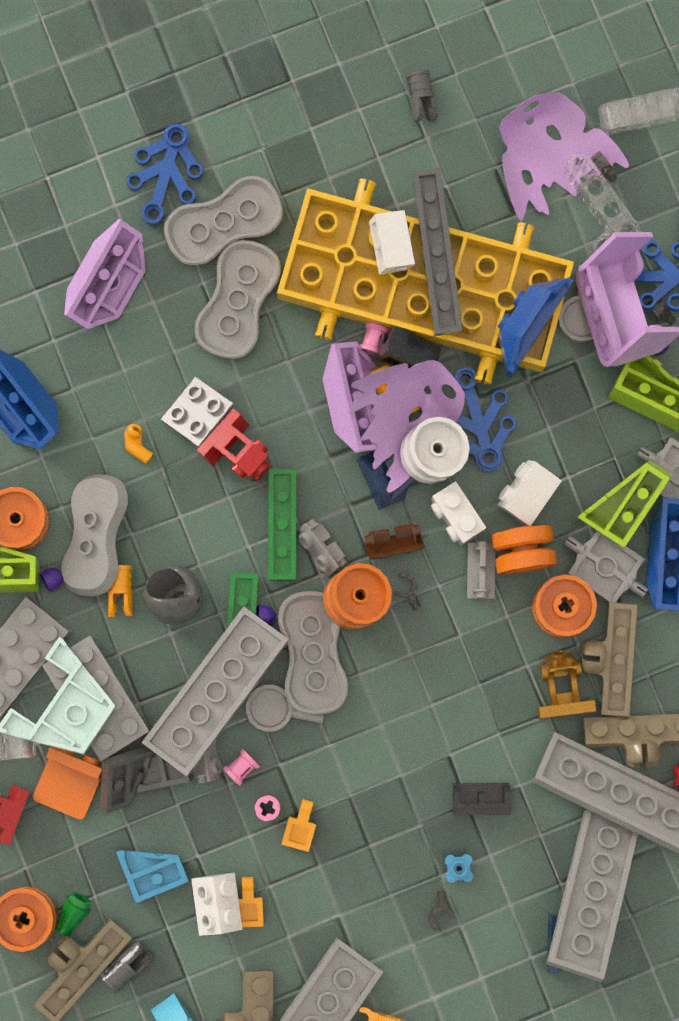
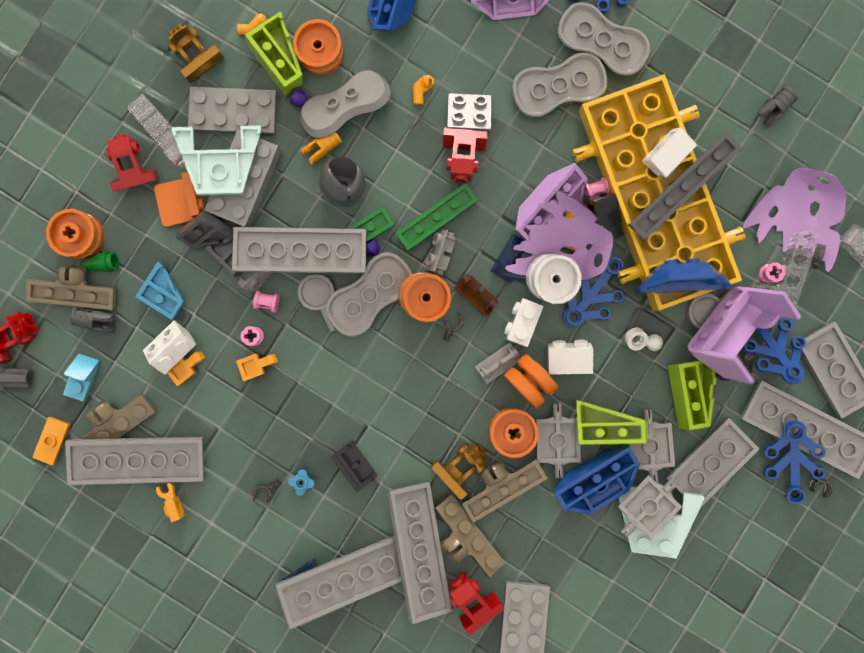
camera: 55 degrees right, 5 degrees up
(573, 395) = (652, 342): none -> white plate
(596, 225) = (778, 276): none -> bright pink bush

